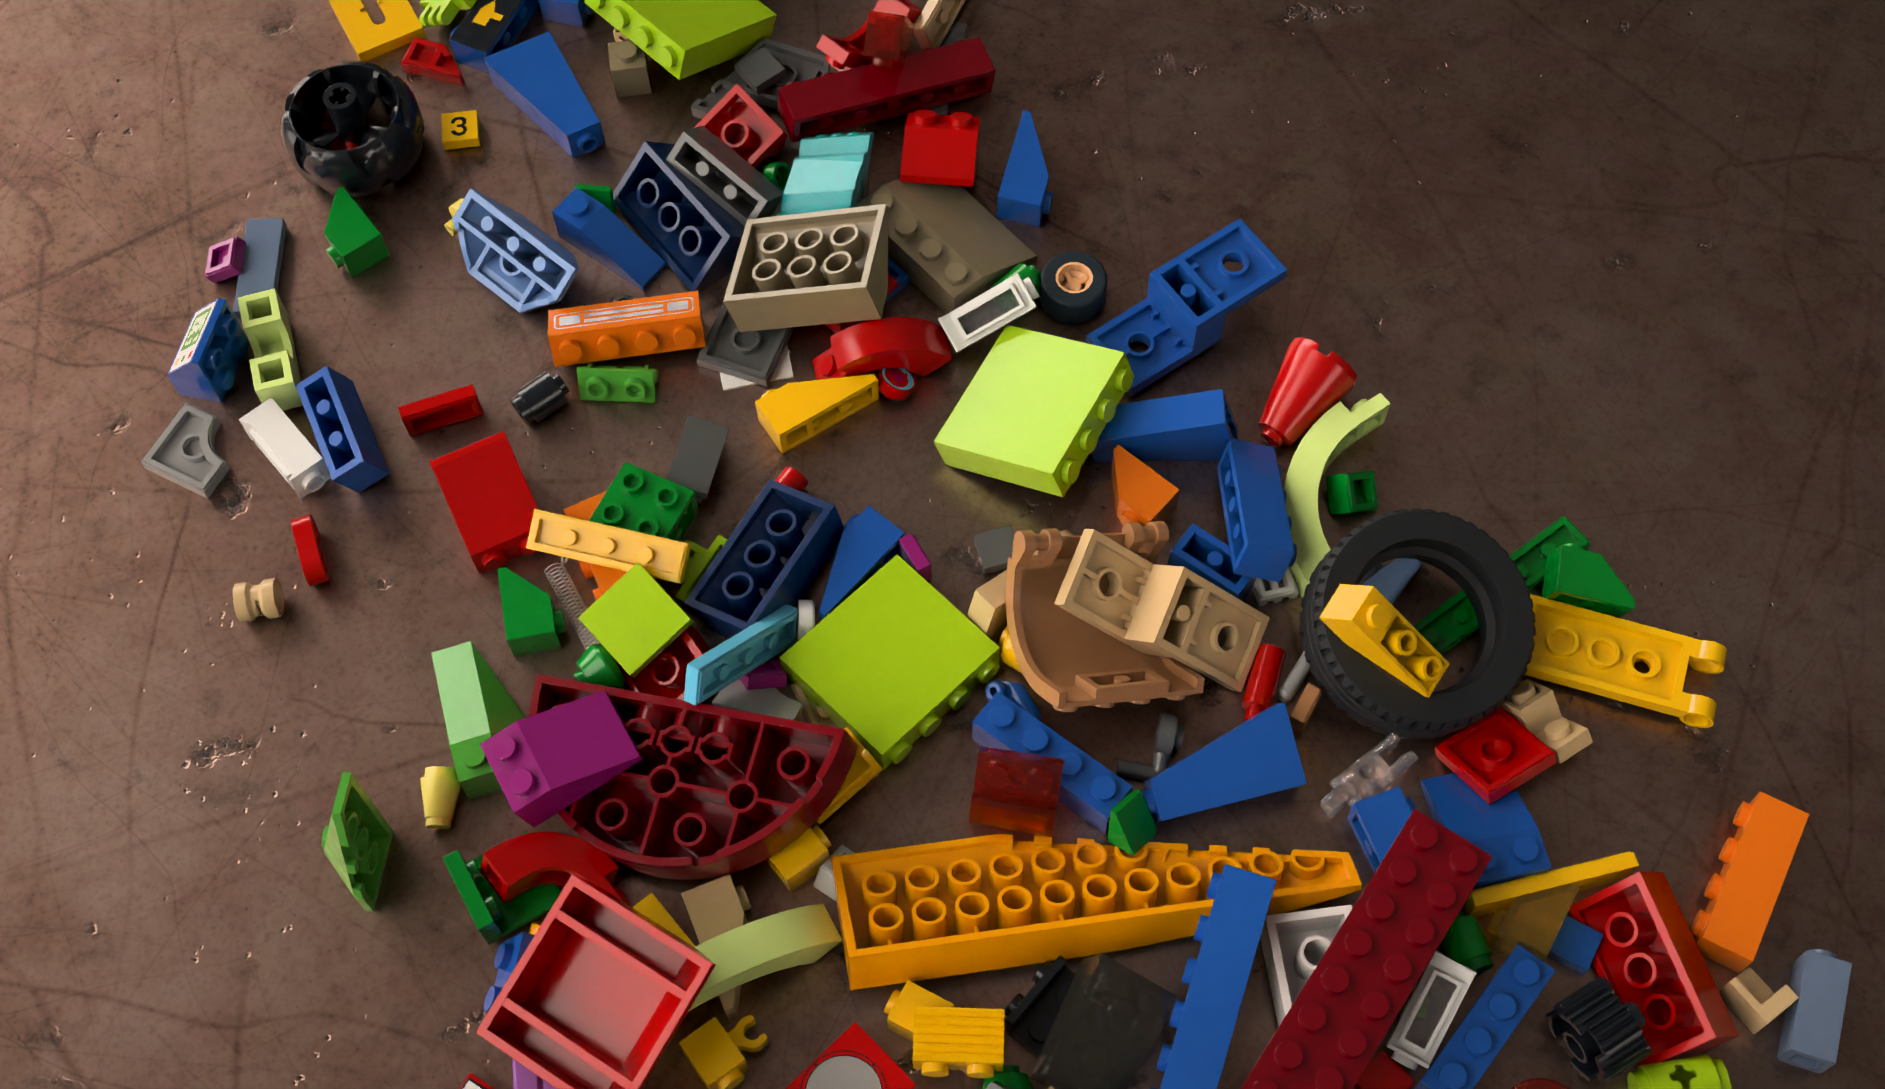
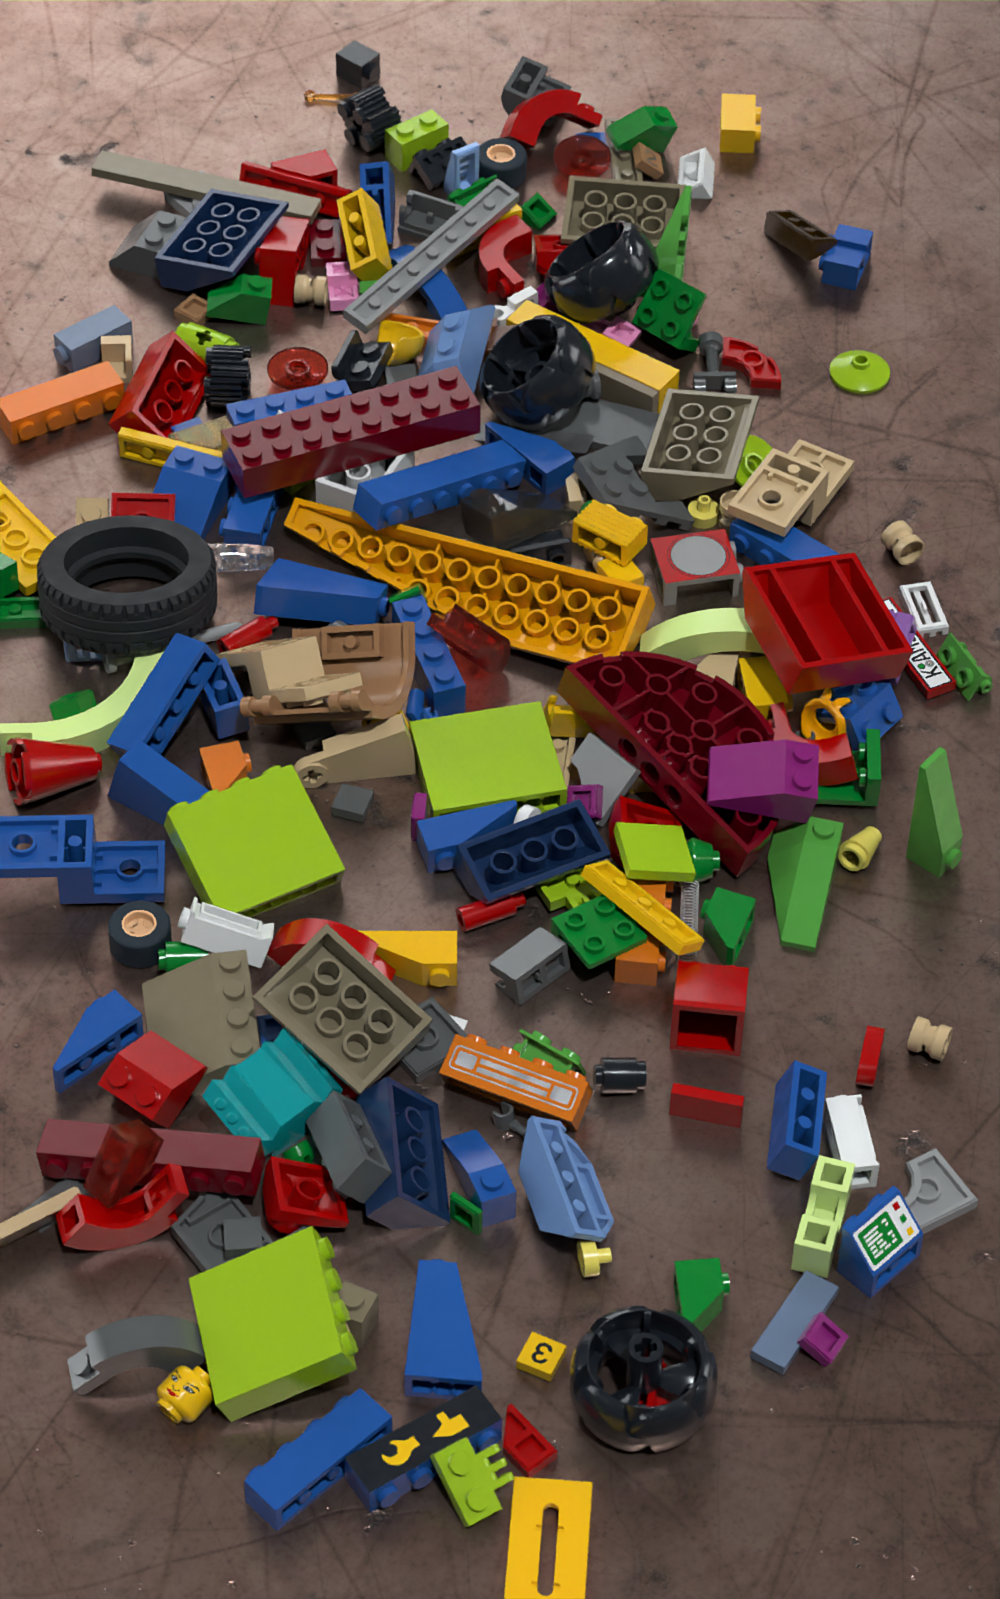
camera: 150 degrees left, 15 degrees down
(740, 654) = (606, 777): medium azure tile -> none
(1304, 709) = (237, 605): medium nougat tile -> none
(1384, 636) = (175, 548): yellow slope -> none

